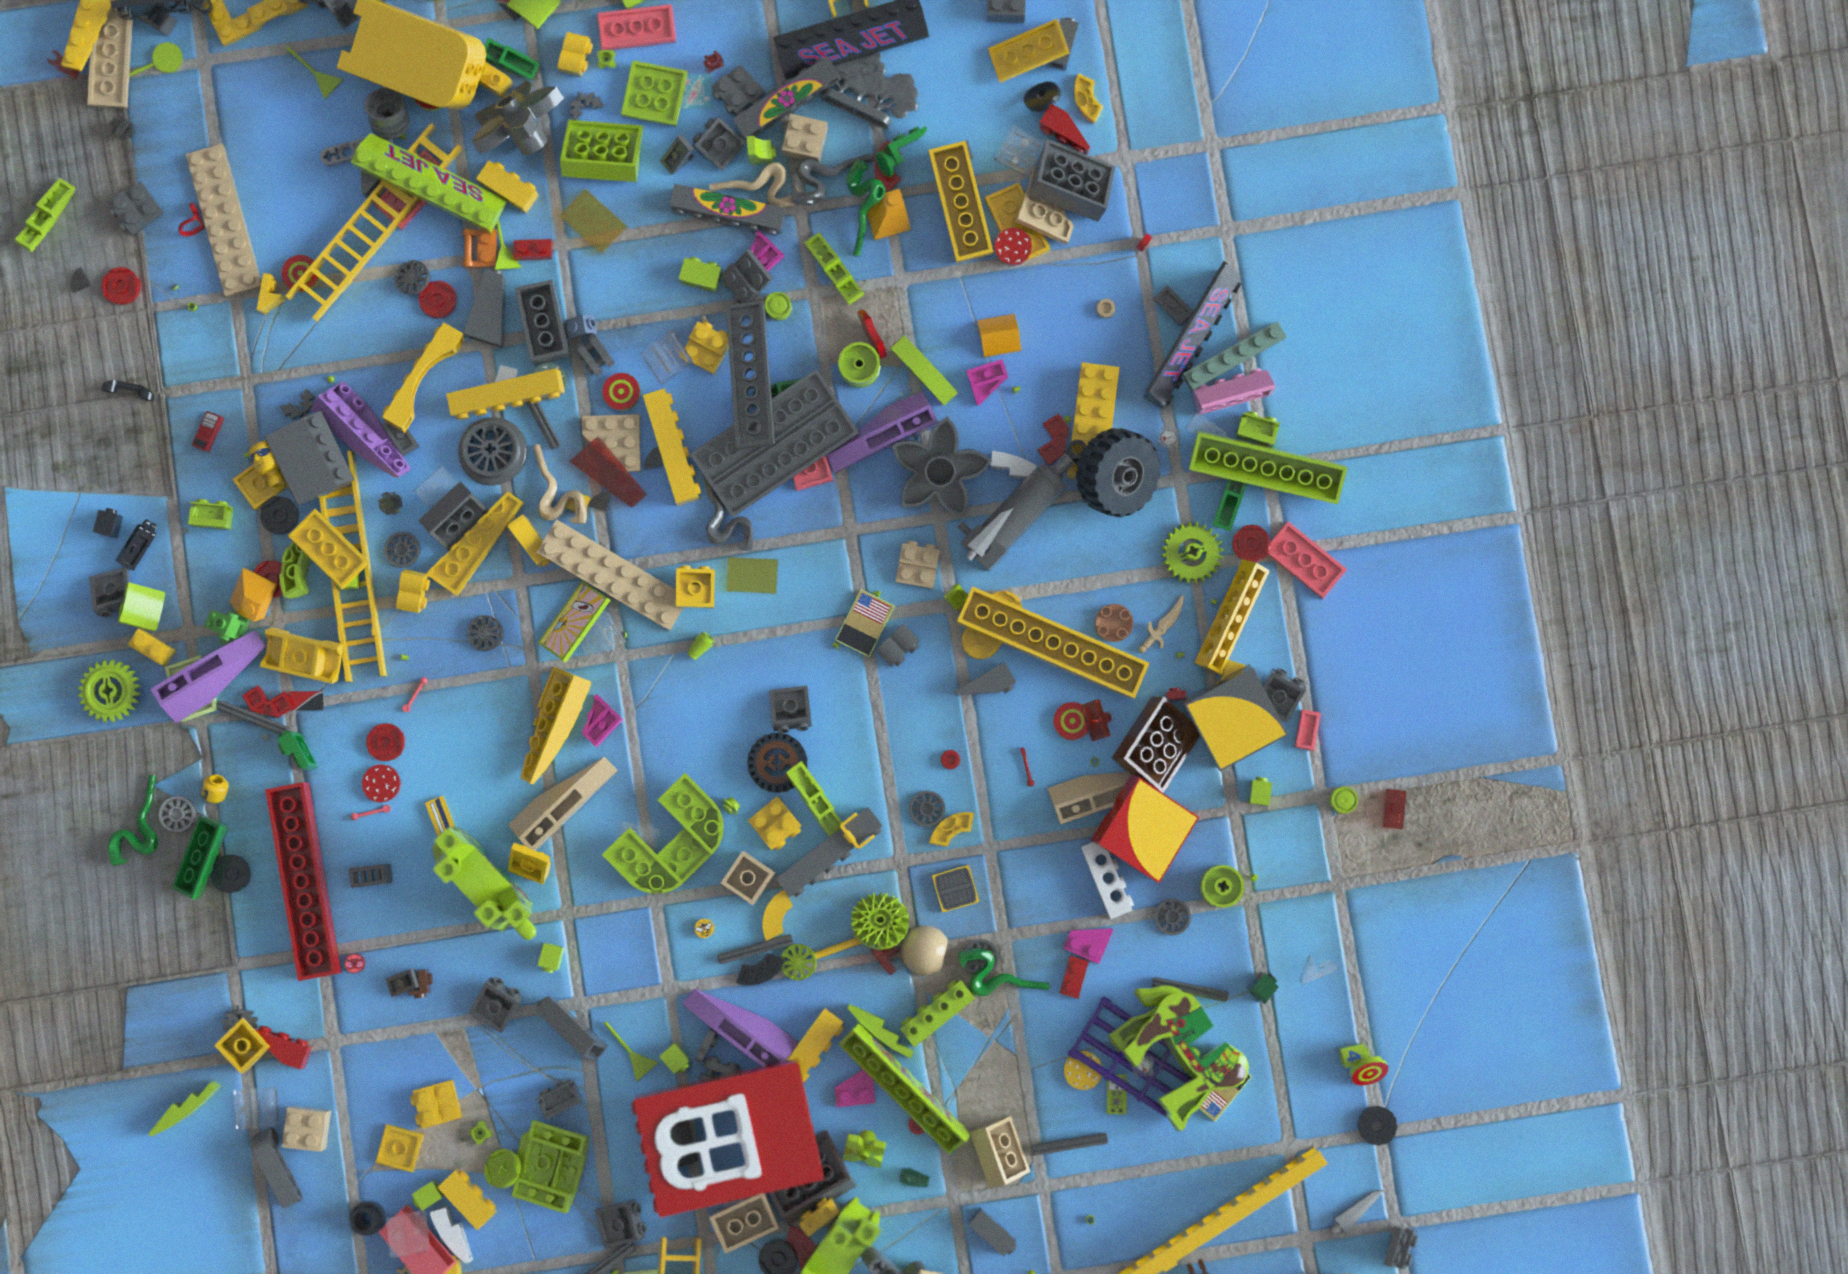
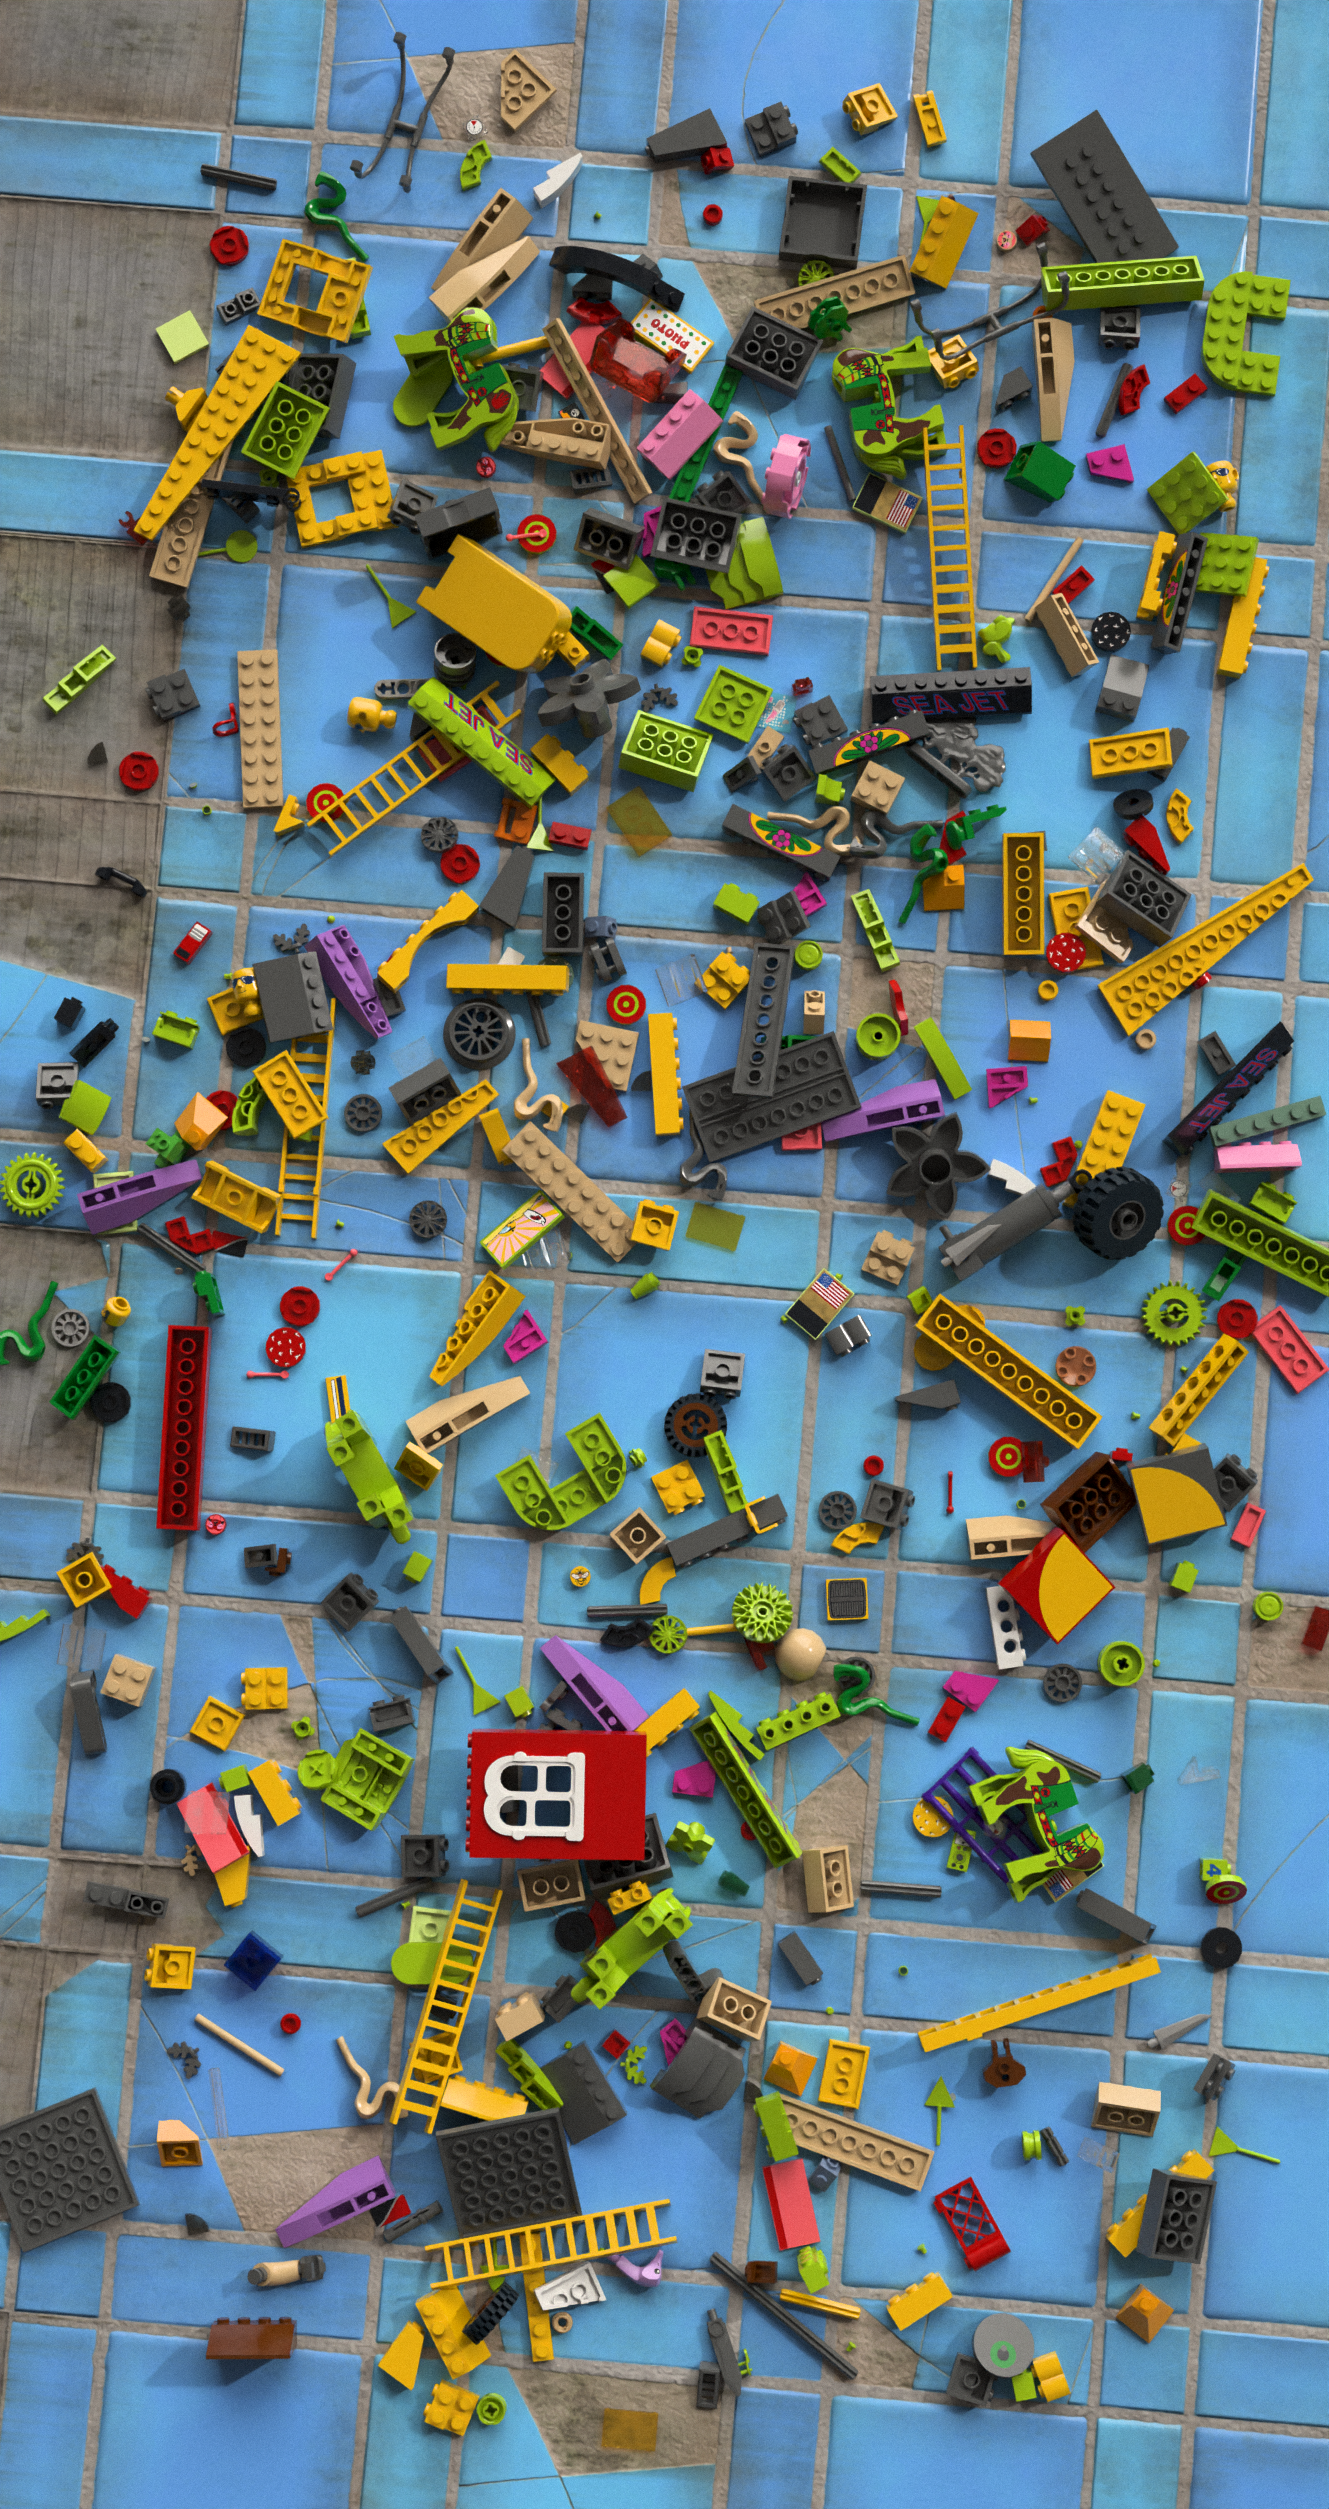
camera: 15 degrees right, 0 degrees up
(319, 183) = (368, 715): none -> yellow piece
(412, 591) = (364, 1158): yellow brick -> none
(693, 123) = (766, 745): none -> tan plate
(795, 357) = (814, 1012): none -> tan slope
(972, 792) = (887, 1504): none -> dark grey plate
(1005, 285) = (1047, 990): none -> yellow tile
(1098, 580) = (1080, 1315): none -> lime plate
(1106, 246) = (1162, 975): none -> yellow wing
(1163, 624) = (1125, 1381): tan piece -> none
(1179, 473) = (1180, 1225): none -> red tile
(1273, 1120) = (1115, 1915): none -> dark grey slope

